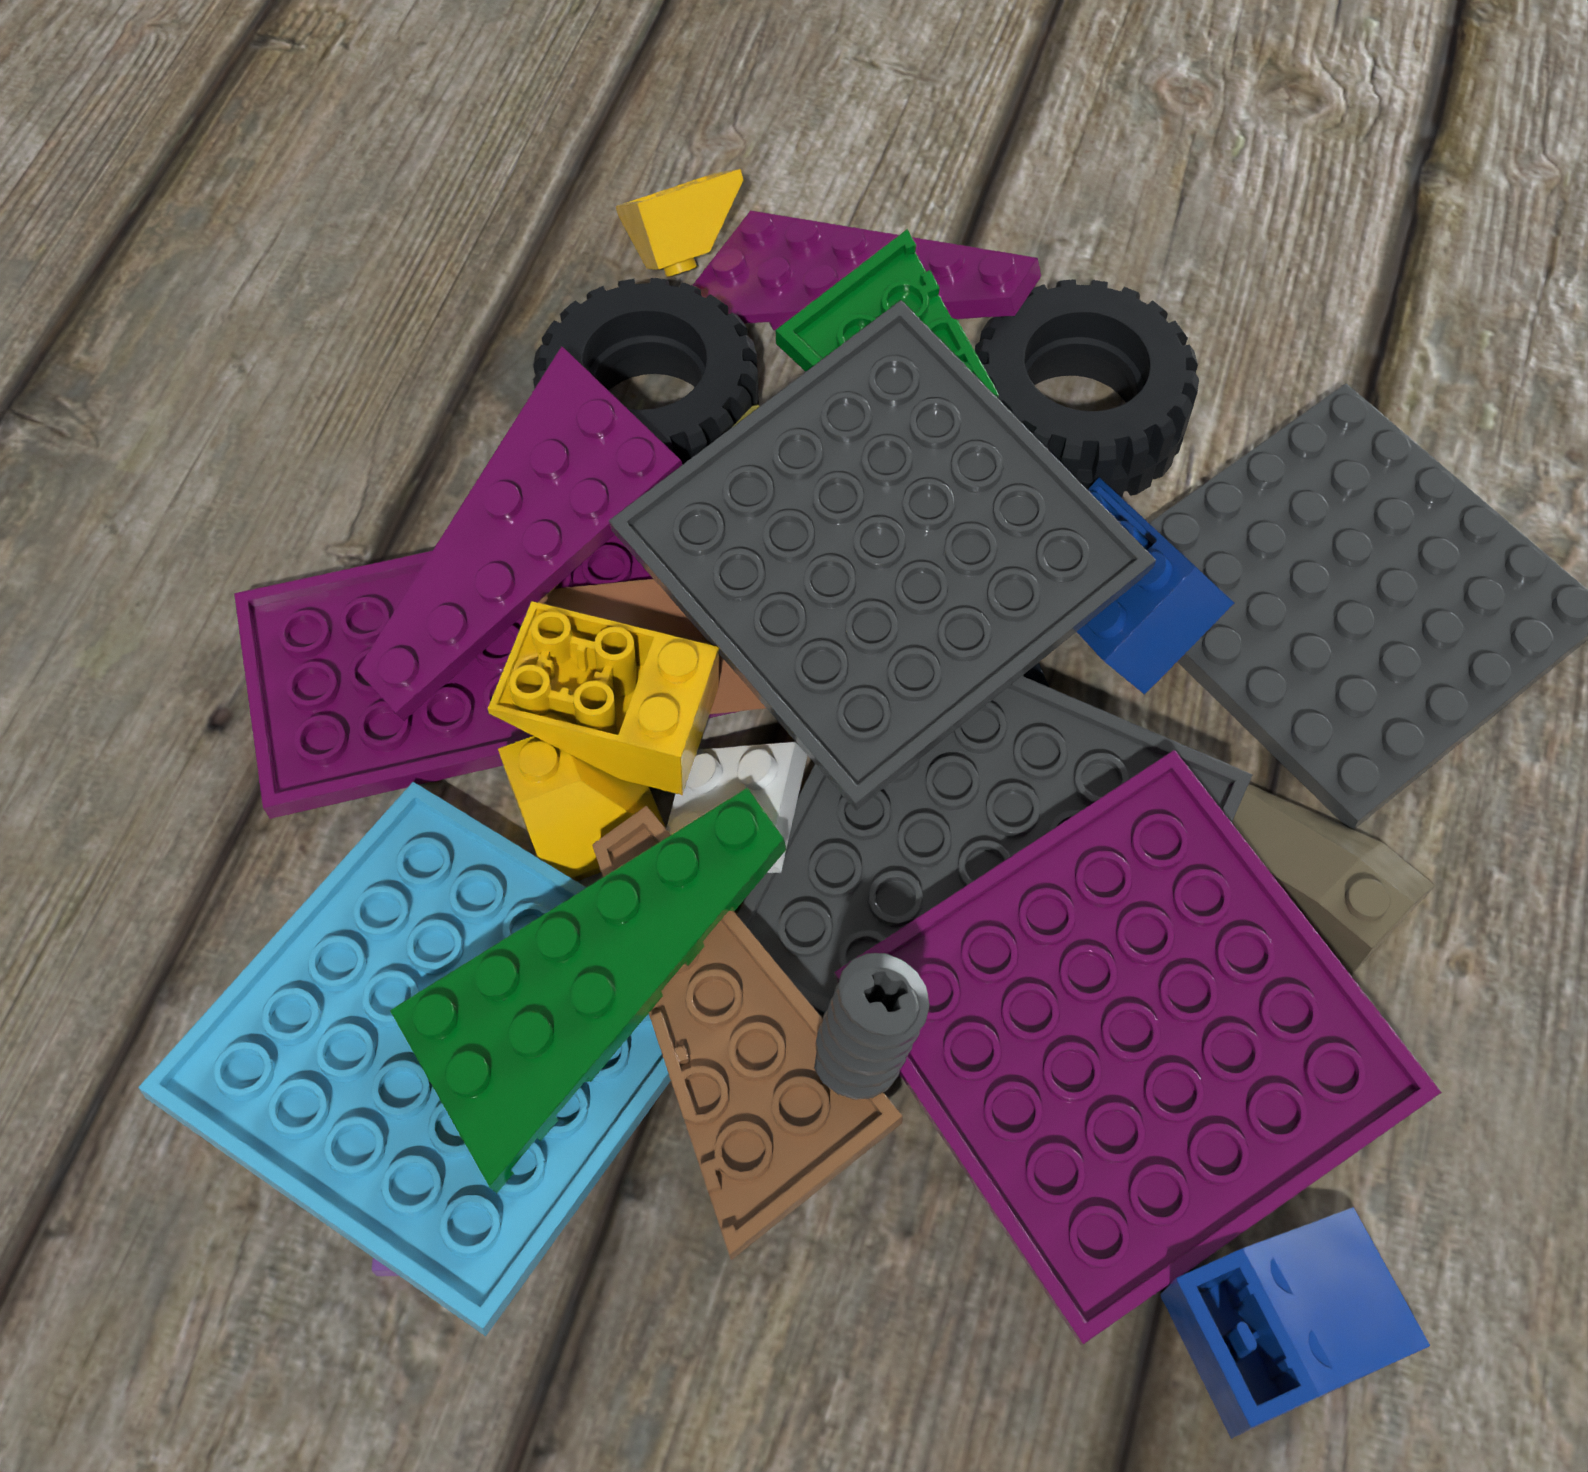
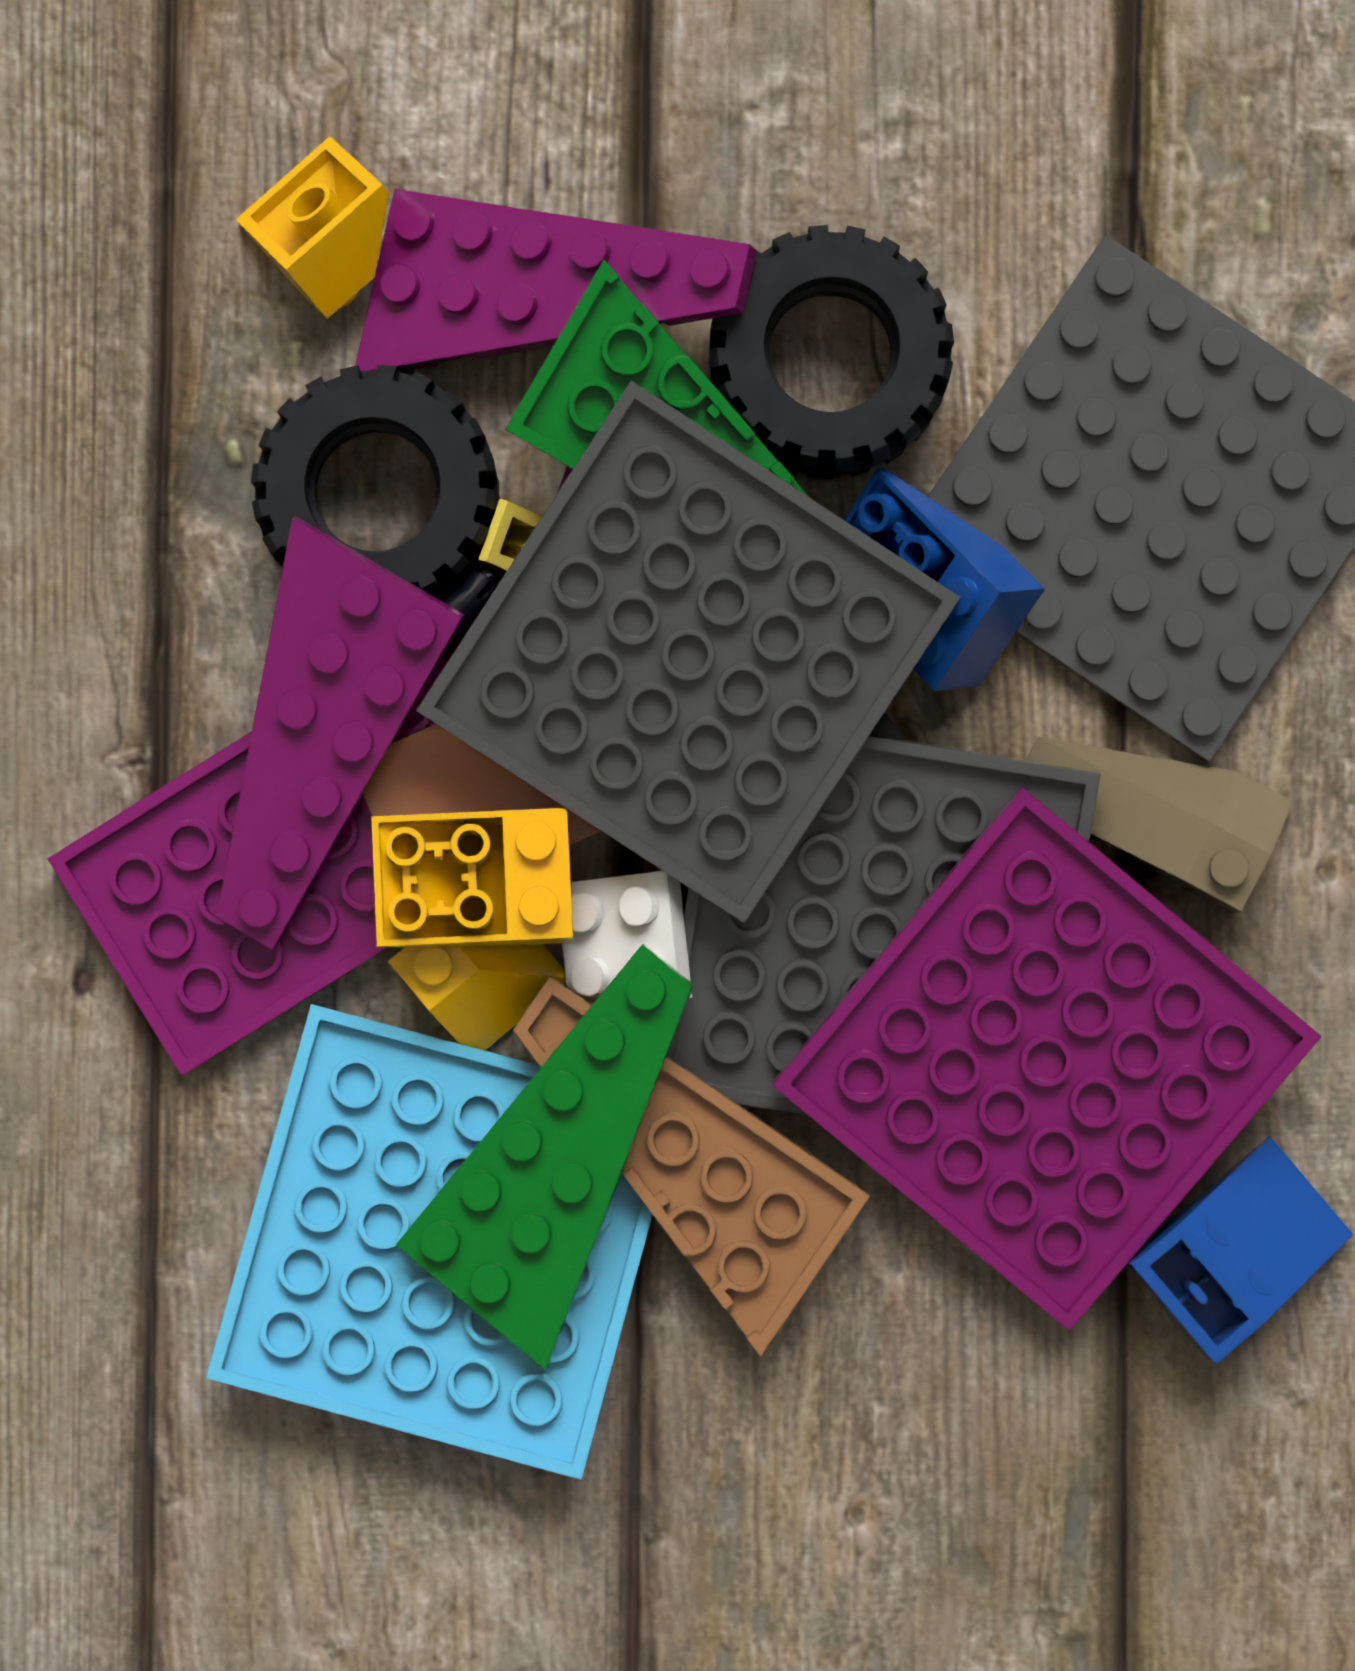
camera: 15 degrees left, 25 degrees up
(870, 1025) = (831, 1121): dark grey piece -> none

